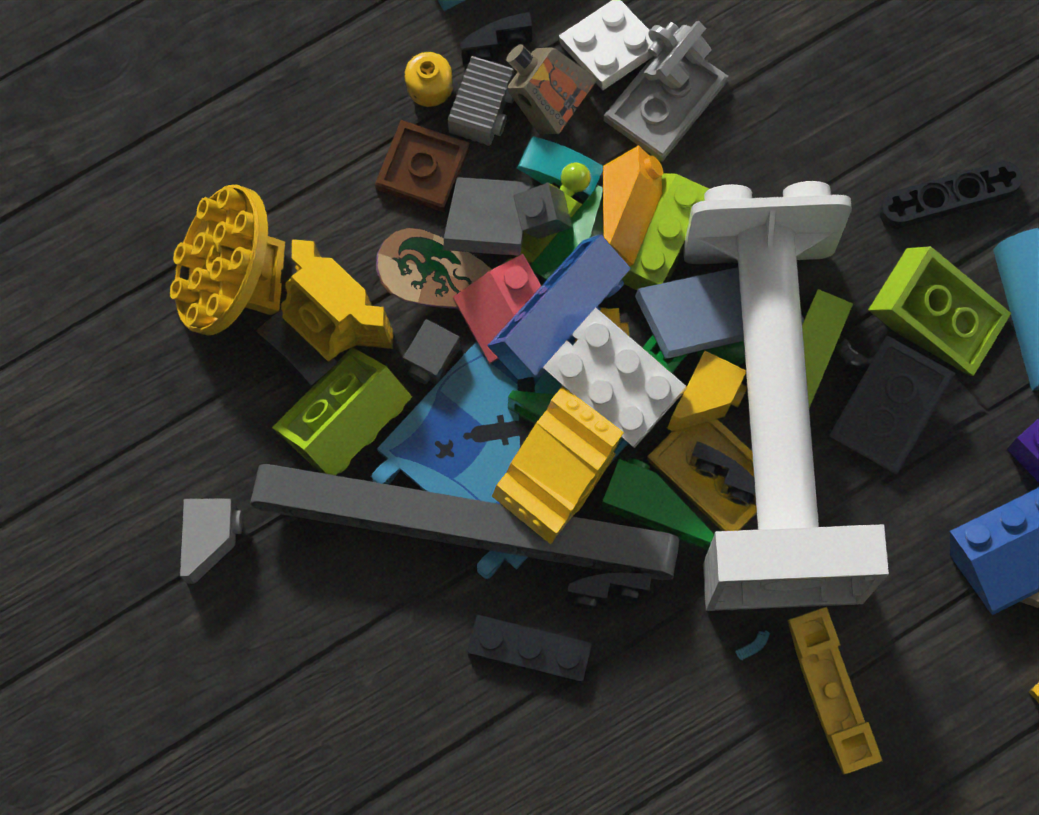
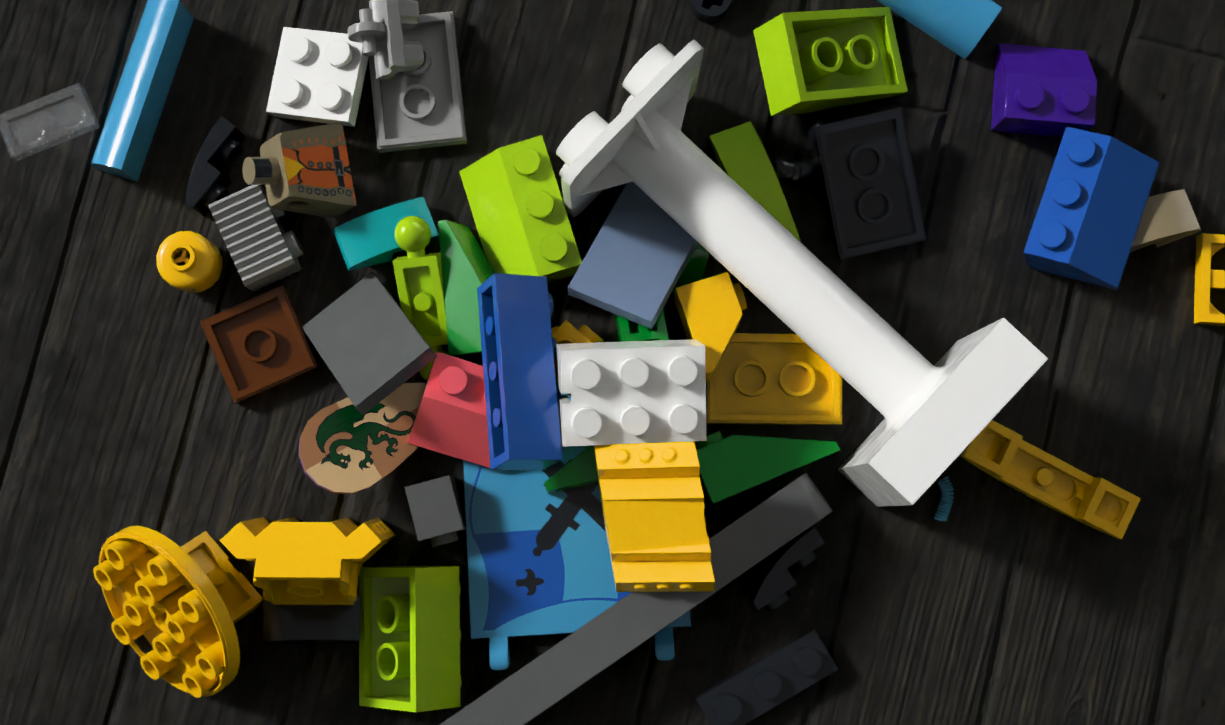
camera: 50 degrees left, 10 degrees up
(542, 211) = (415, 294): dark grey brick -> none
(629, 200) = (481, 211): light orange slope -> none
(738, 483) = (805, 376): black slope -> none

